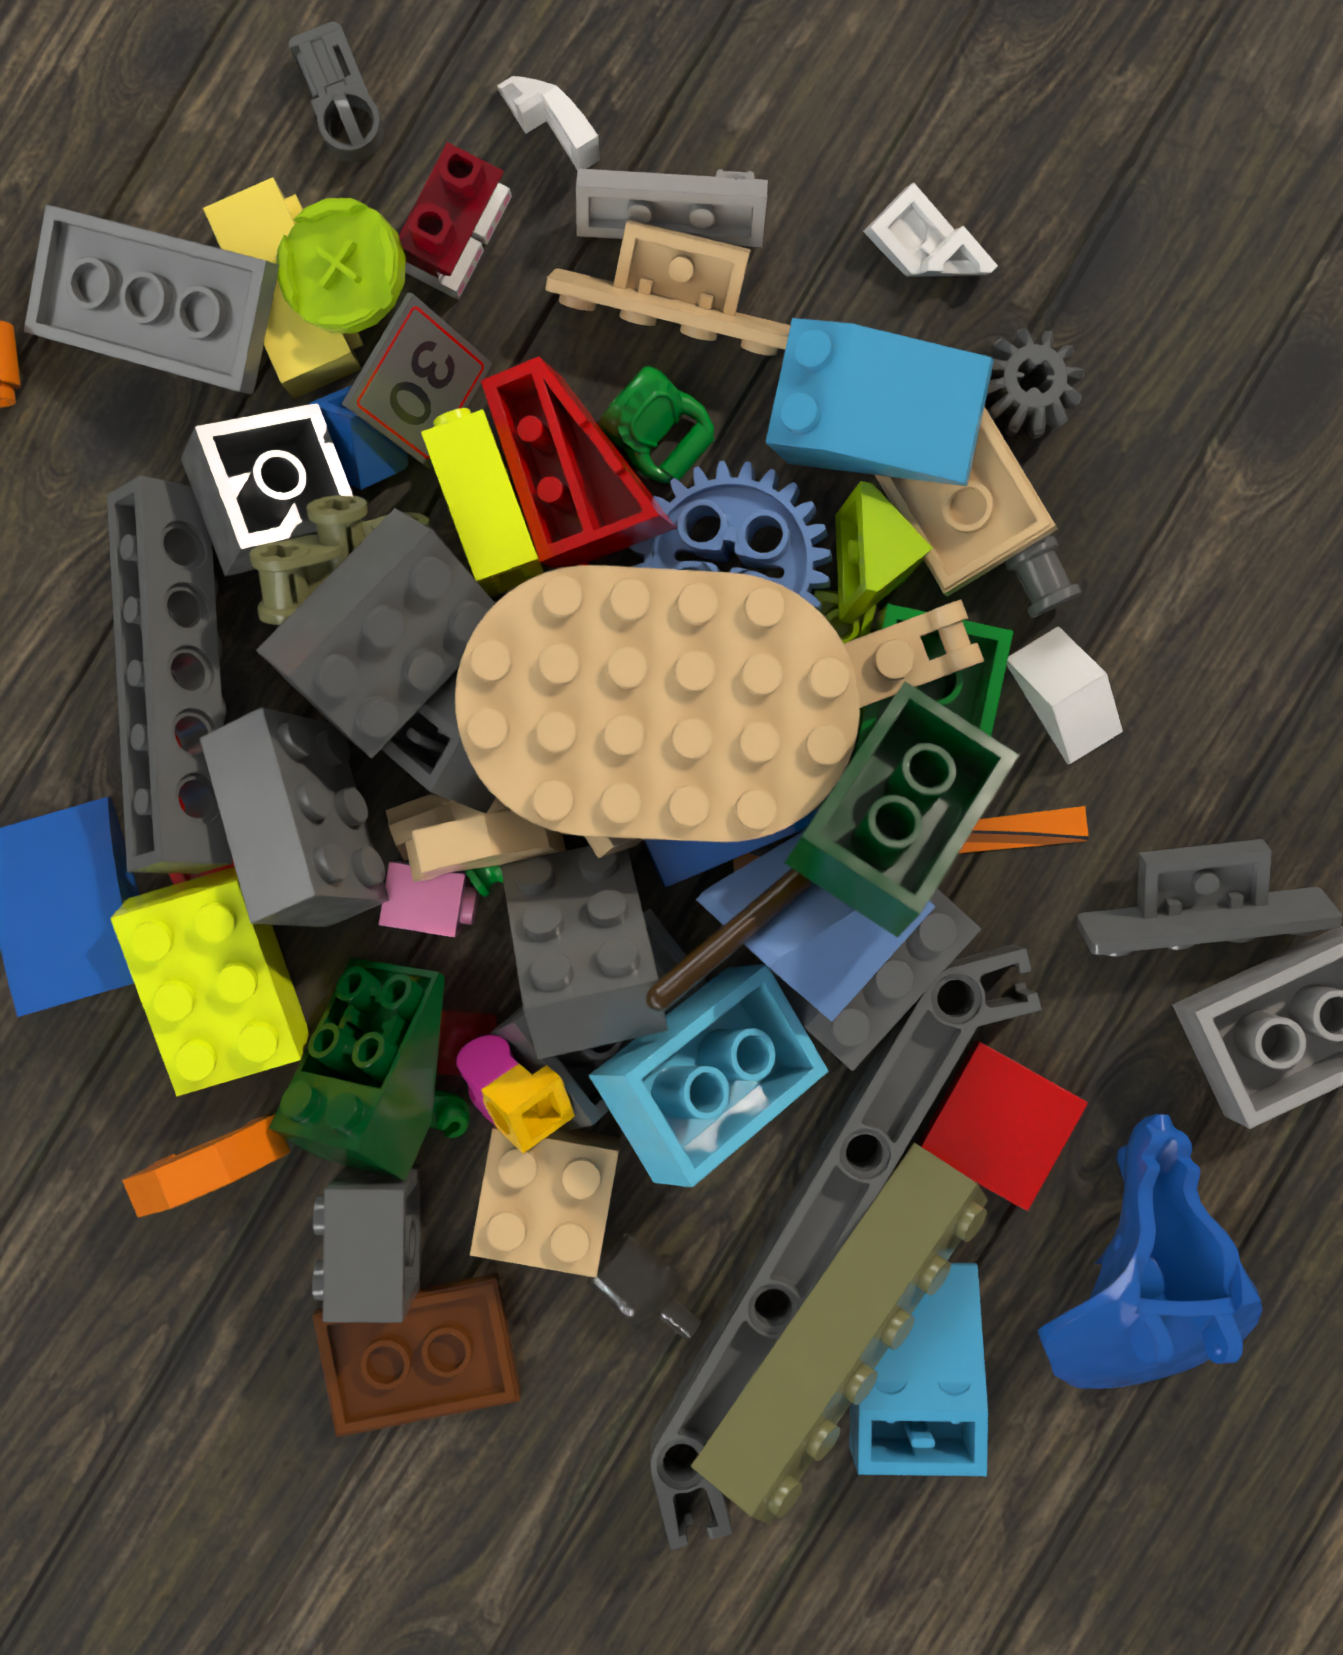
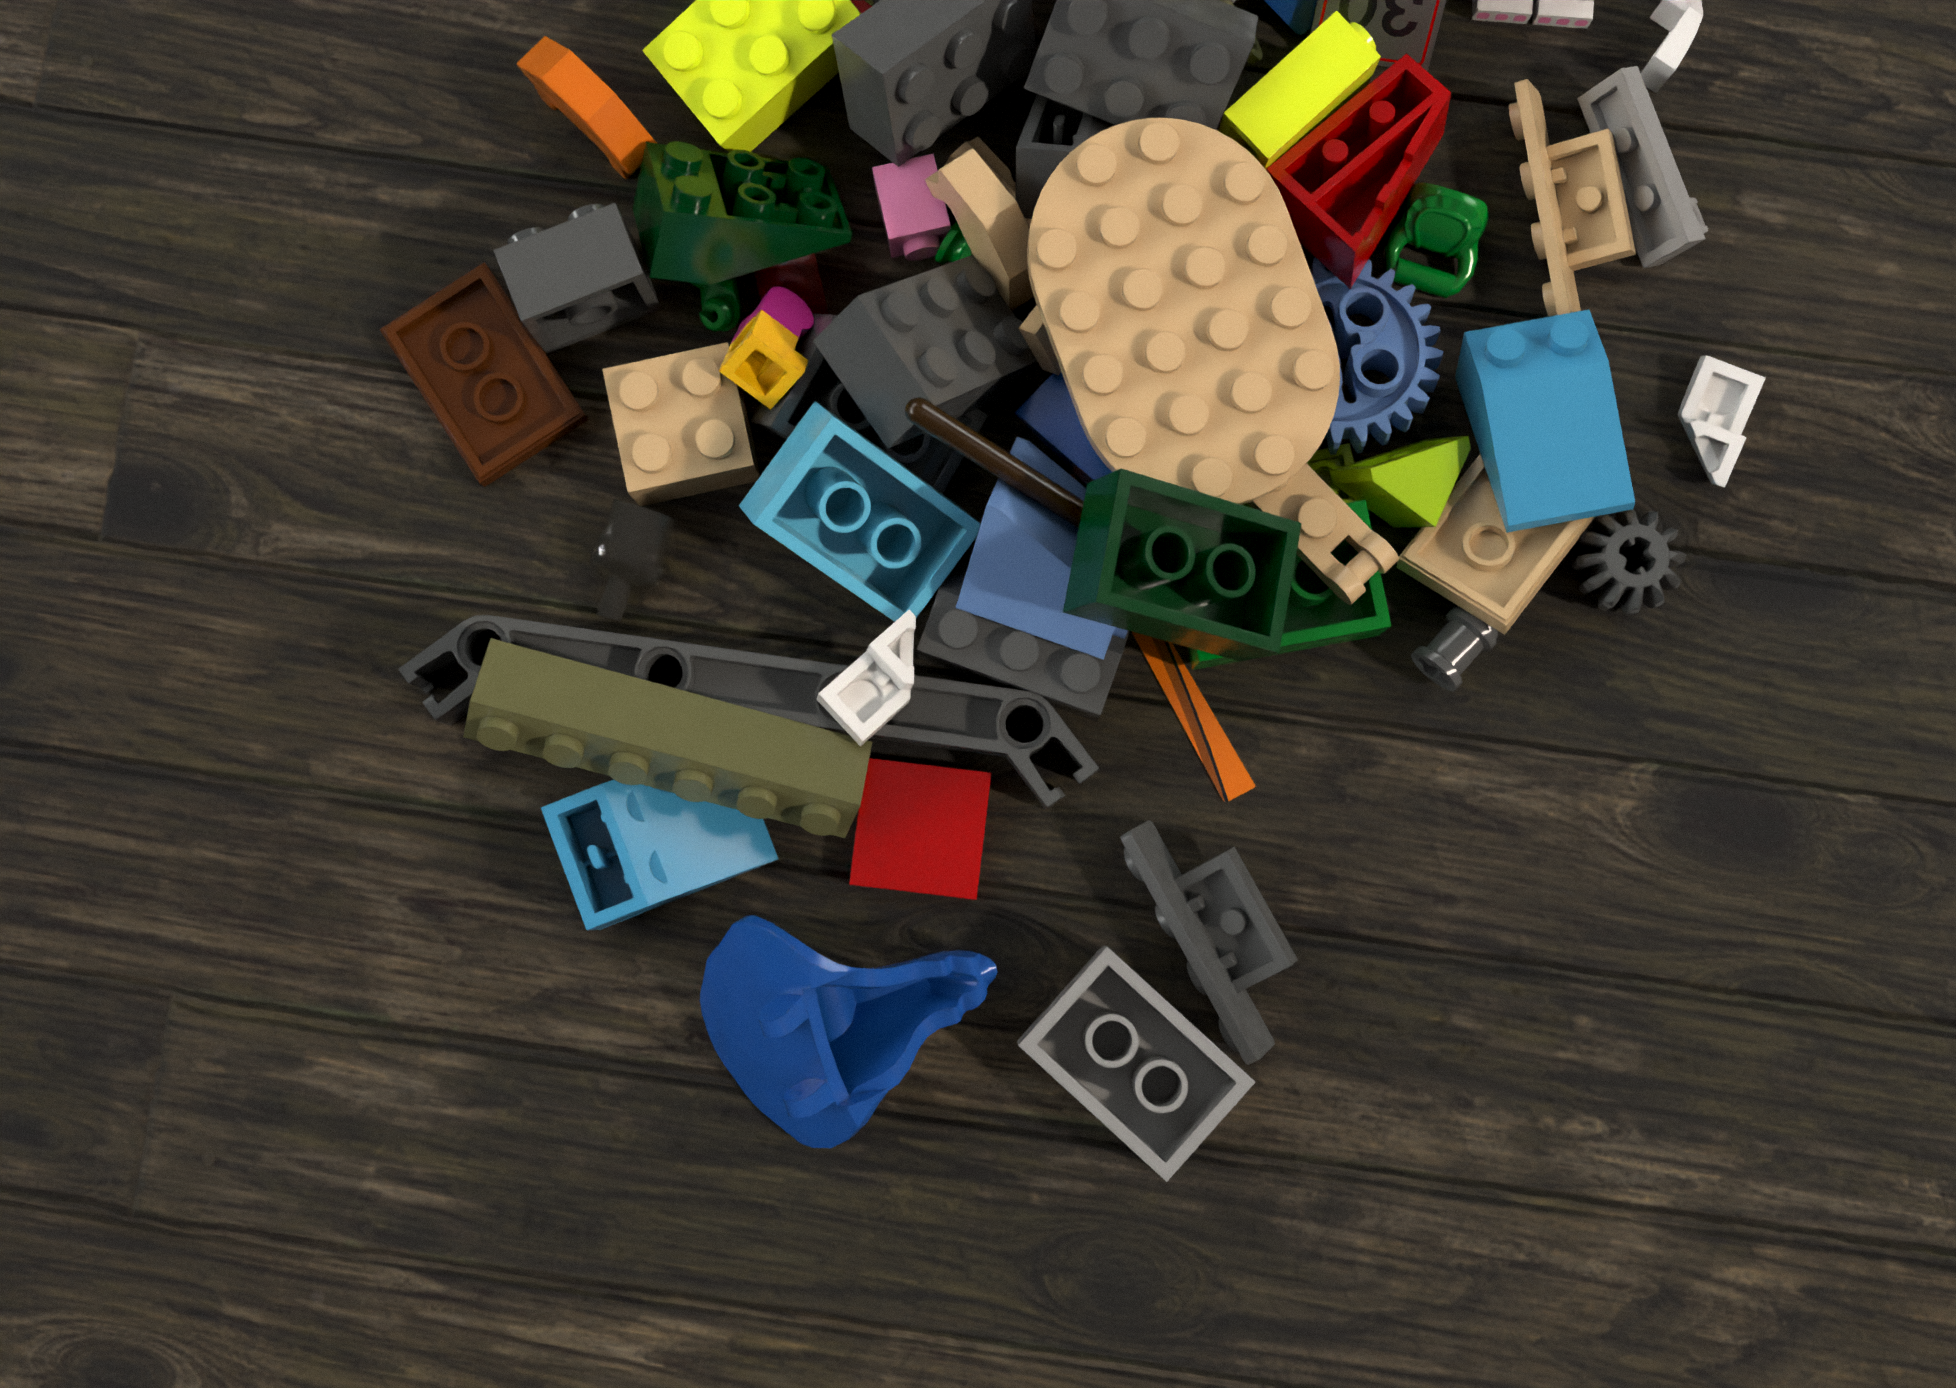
camera: 70 degrees right, 5 degrees down
(868, 1122) = (875, 684): none -> white slope
(1067, 693) = (1353, 721): white slope -> none

